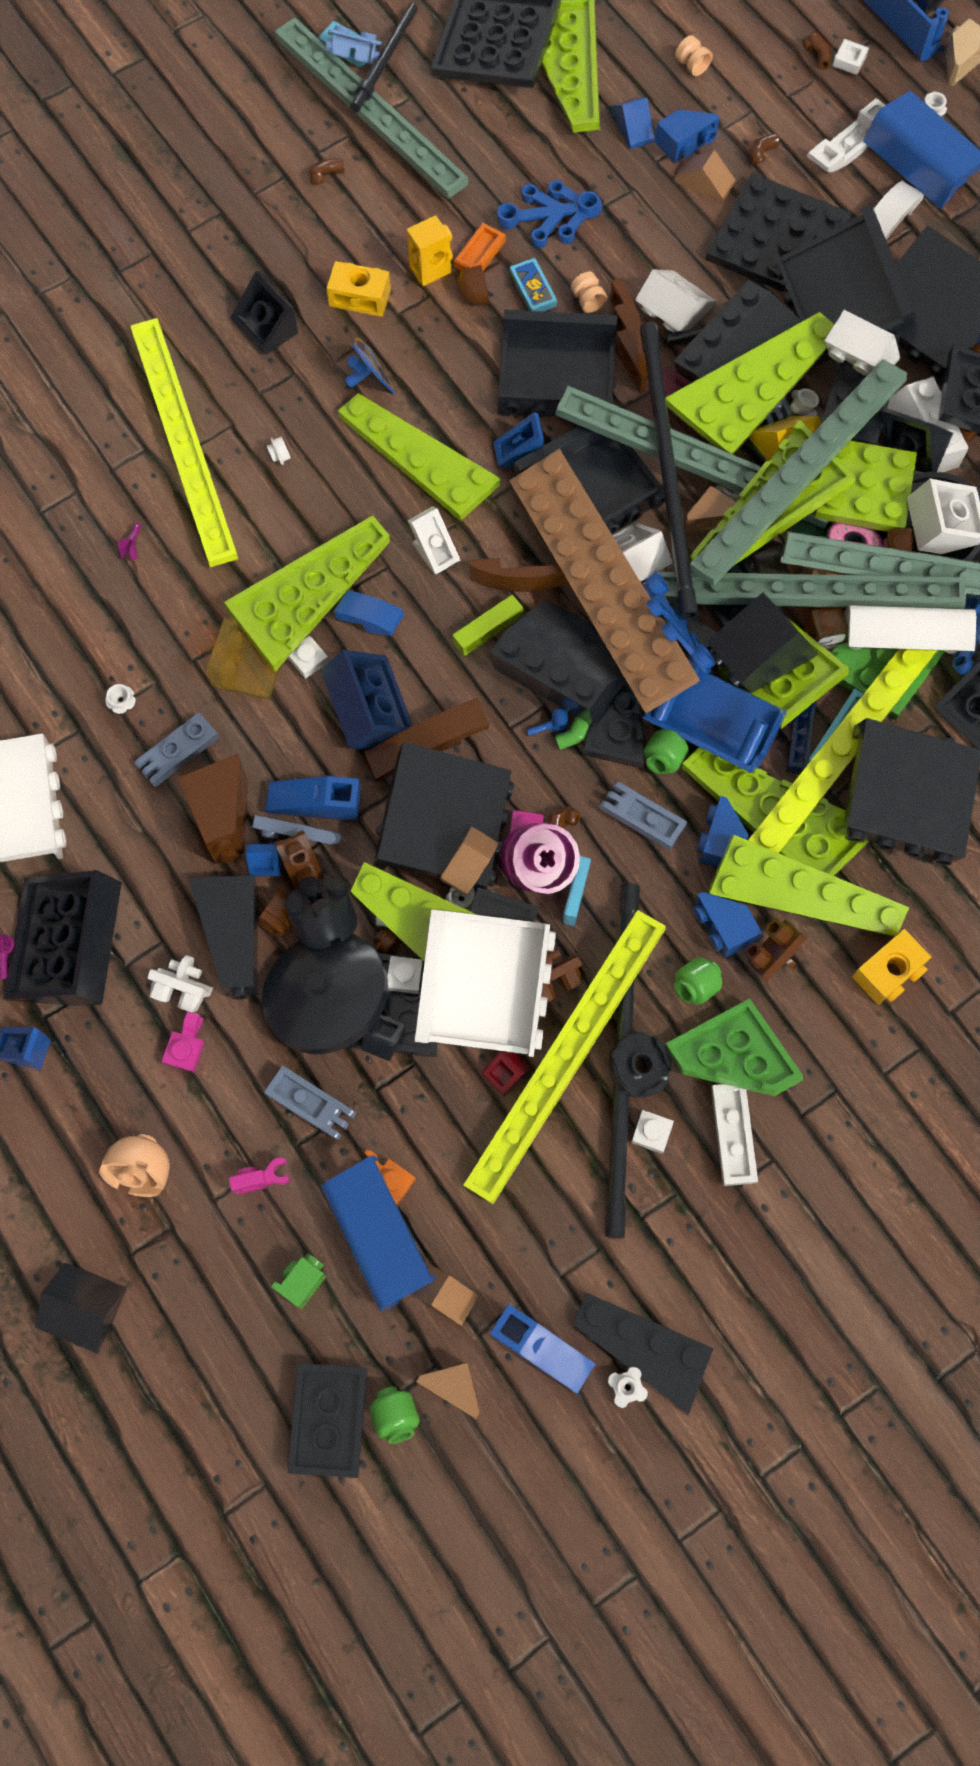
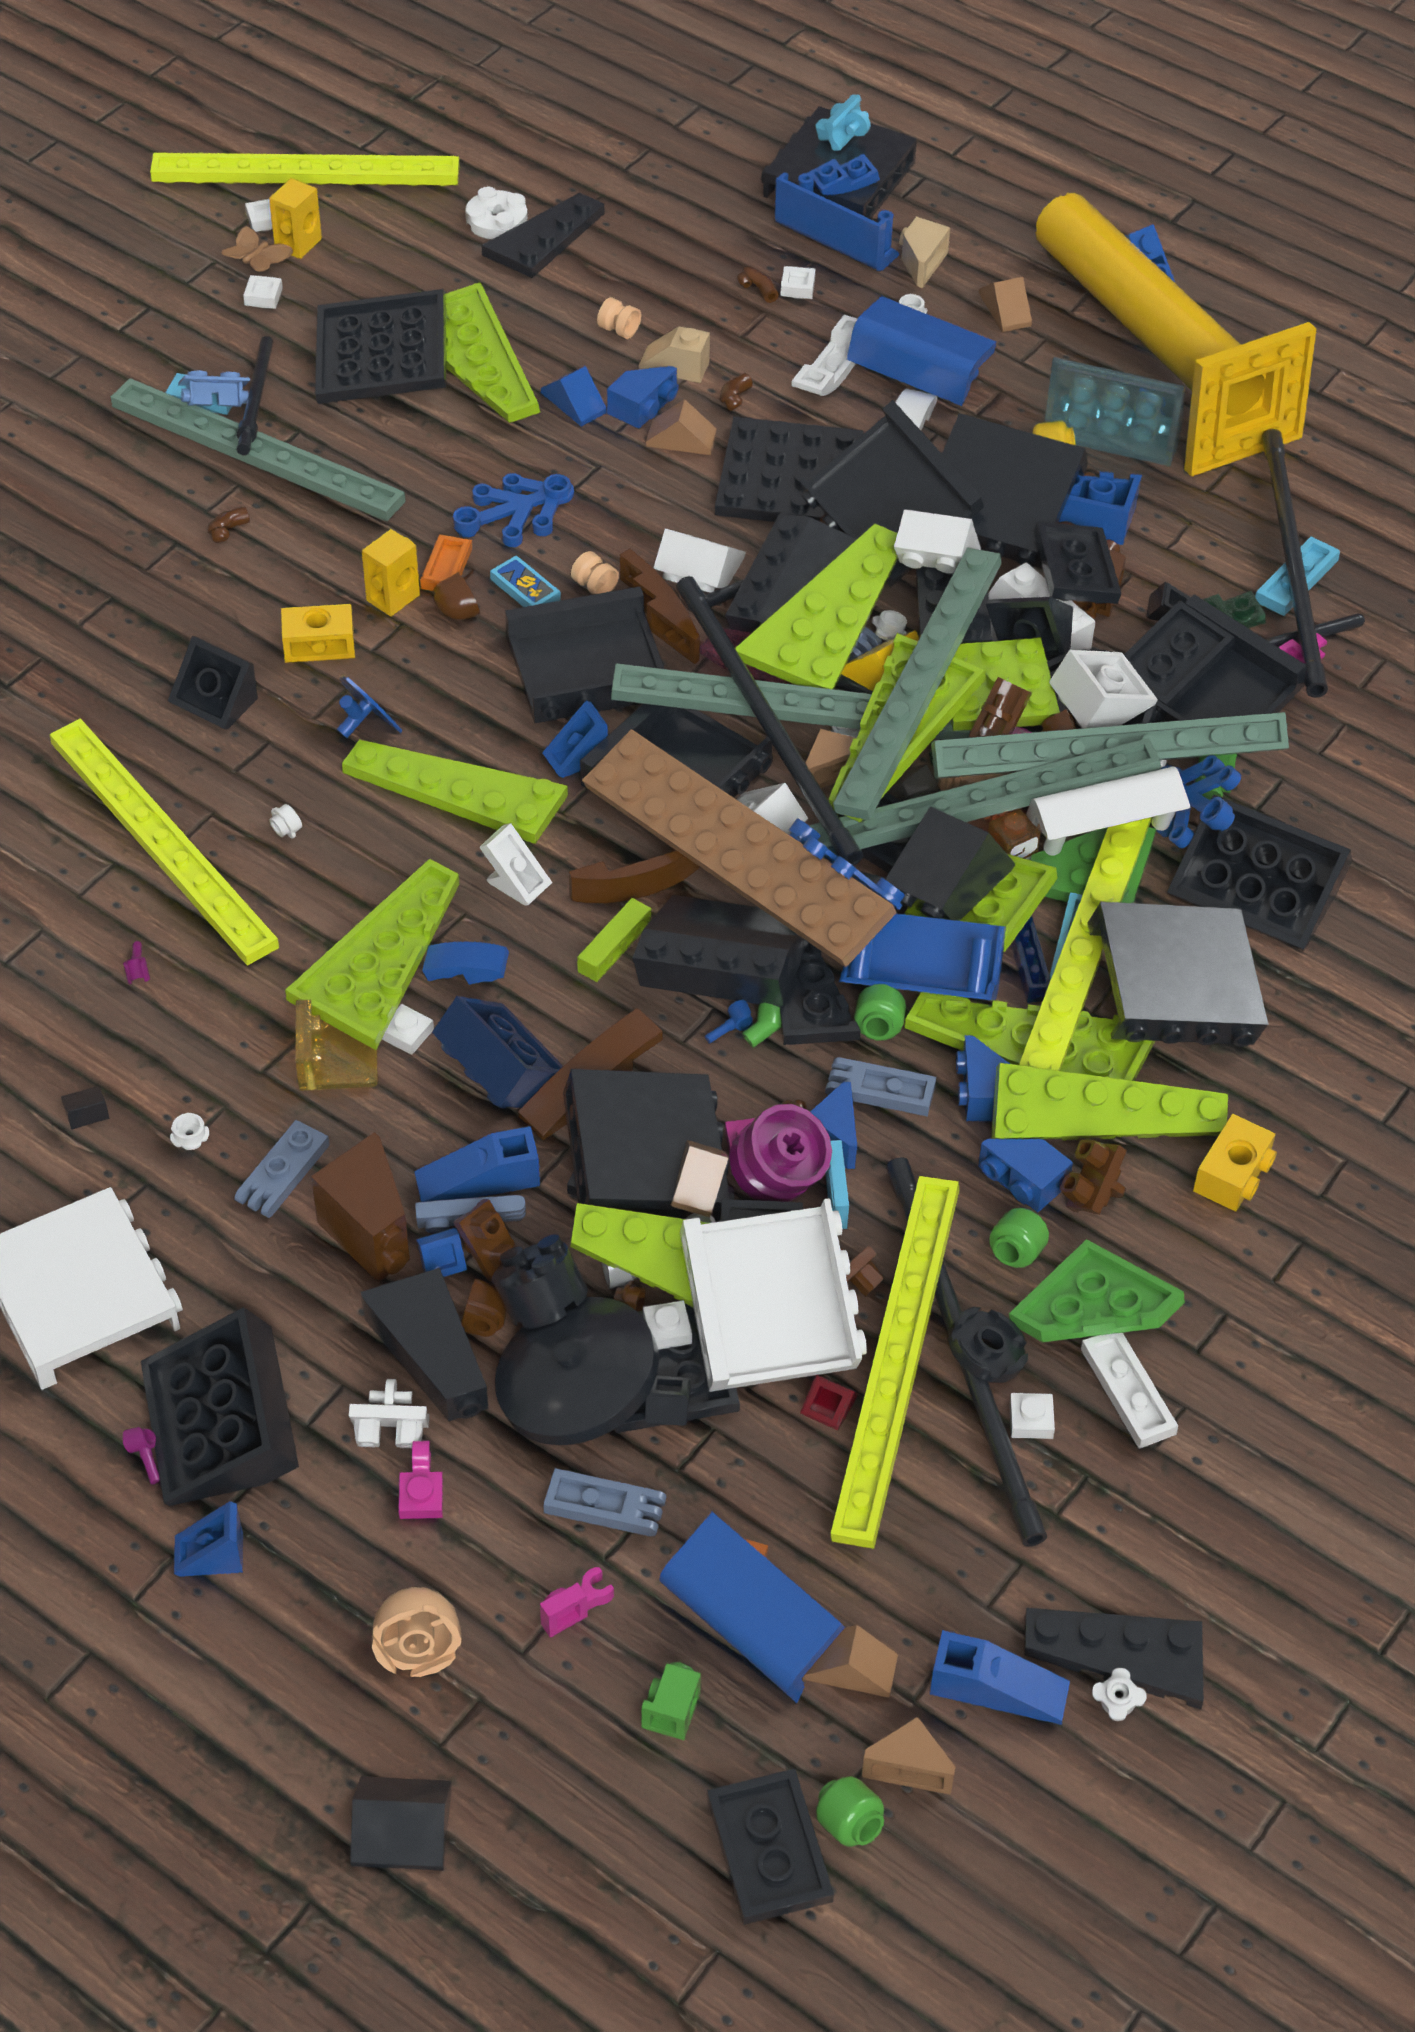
camera: 20 degrees left, 20 degrees down
(54, 654) = (85, 1107): none -> black slope
(594, 837) = (838, 1119): none -> blue slope
(730, 101) = (683, 349): none -> tan slope
(854, 517) = (1001, 710): none -> reddish brown hips

